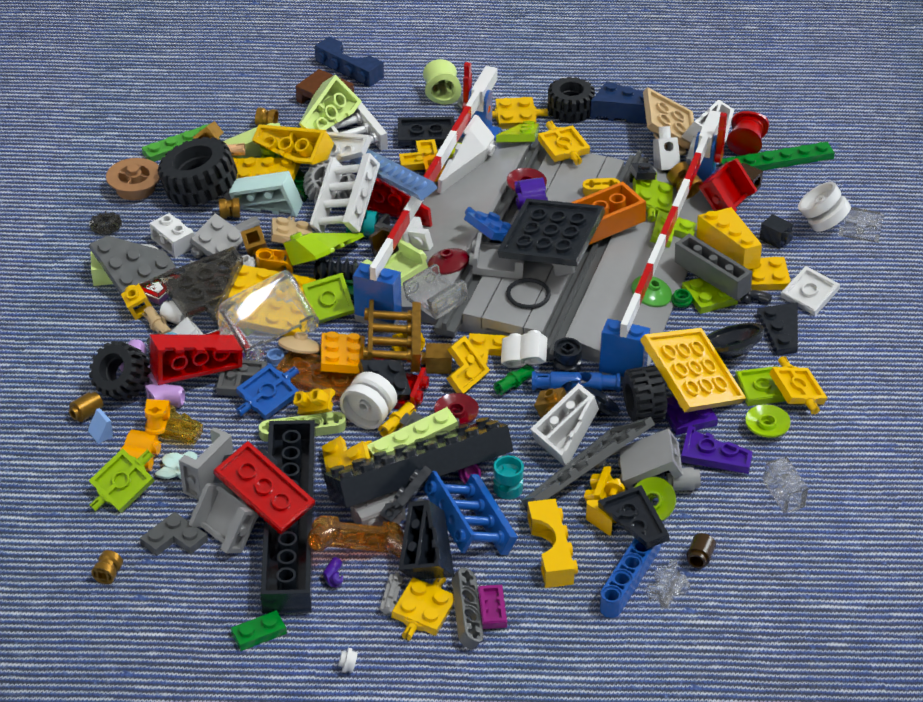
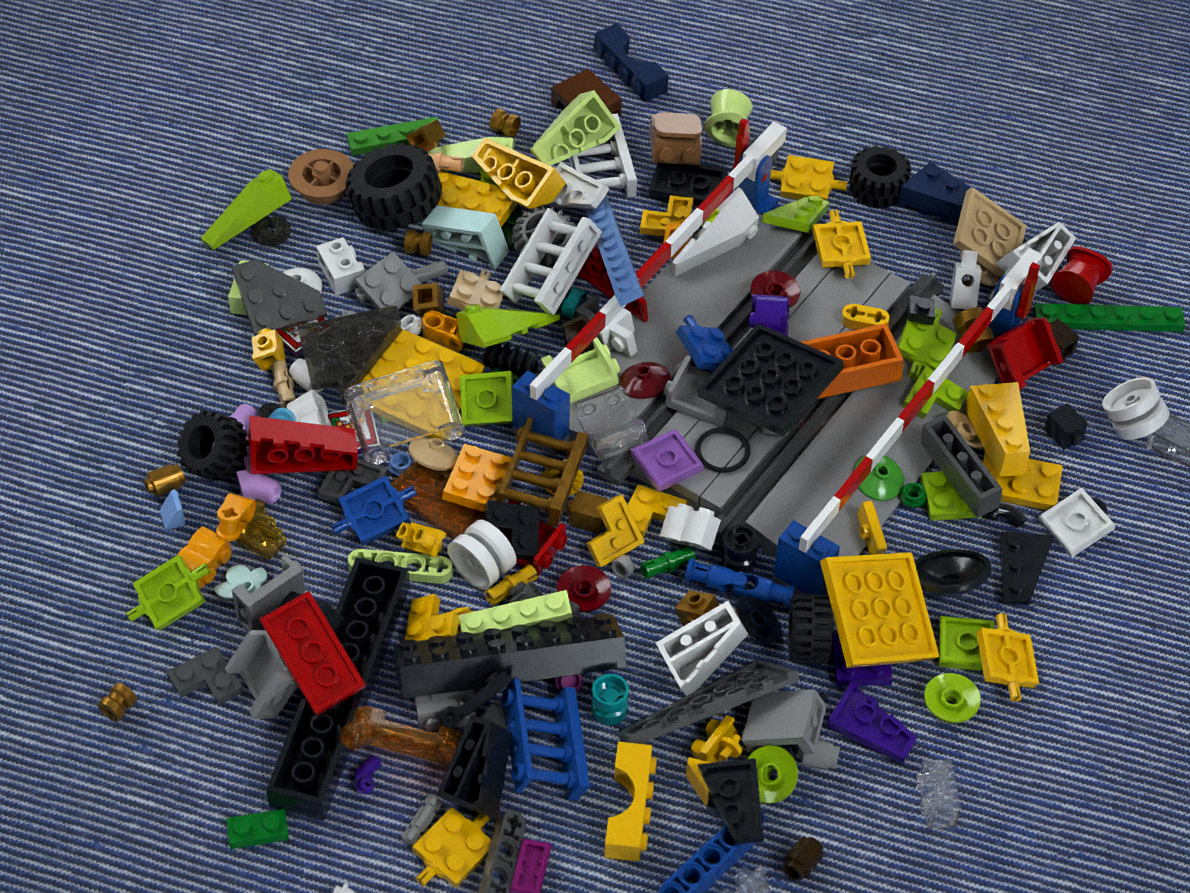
camera: 15 degrees right, 10 degrees up
(86, 204) = (254, 202): none -> lime wedge
(406, 101) = (675, 138): none -> medium nougat brick
(480, 395) = (618, 564): none -> light grey hinge
(488, 307) = (667, 460): none -> medium lavender tile
(658, 319) = (870, 528): none -> yellow plate

